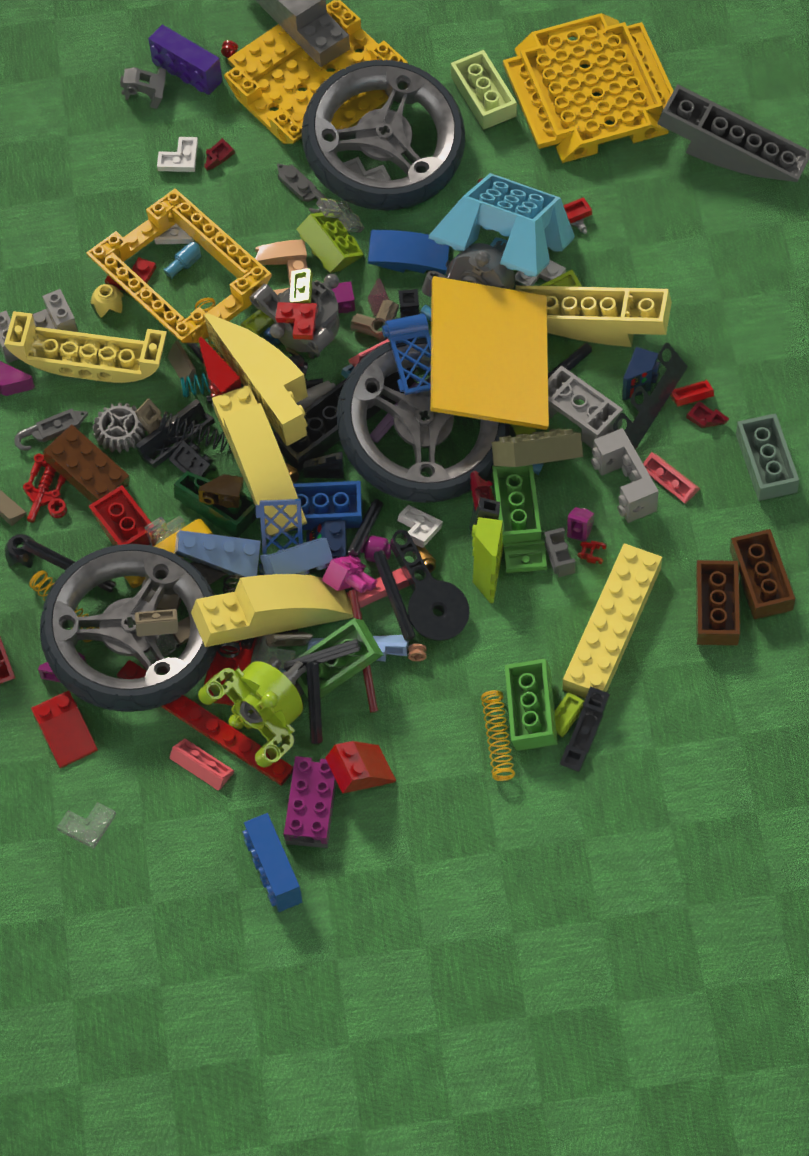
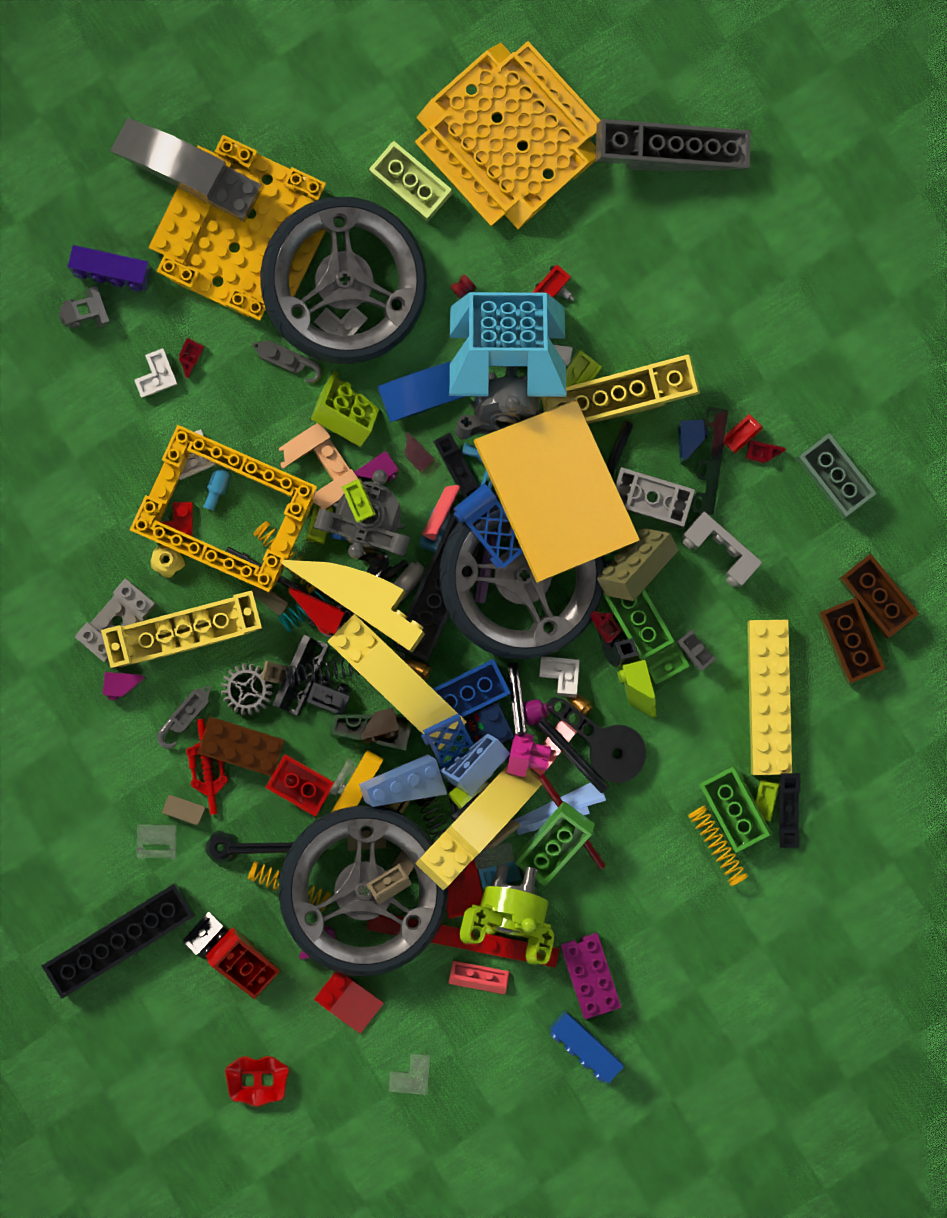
camera: 30 degrees left, 25 degrees up
(52, 506) = (225, 790): red bush -> none
(229, 48) = (143, 232): red bush -> none
(301, 314) = (374, 530): red plate -> none
(314, 702) = (553, 889): black axle -> none
(325, 467) = (442, 654): black wing -> none
(326, 654) = (546, 852): black axle -> none
(341, 210) = (340, 374): clear plate -> none
(359, 766) = (619, 930): red slope -> none
(370, 325) = (433, 473): dark tan piece -> none
(417, 652) = (614, 796): nougat bush -> none
(580, 524) = (701, 611): magenta slope -> none
(589, 557) = (718, 625): red piece -> none
(670, 478) = (756, 527): coral slope -> none

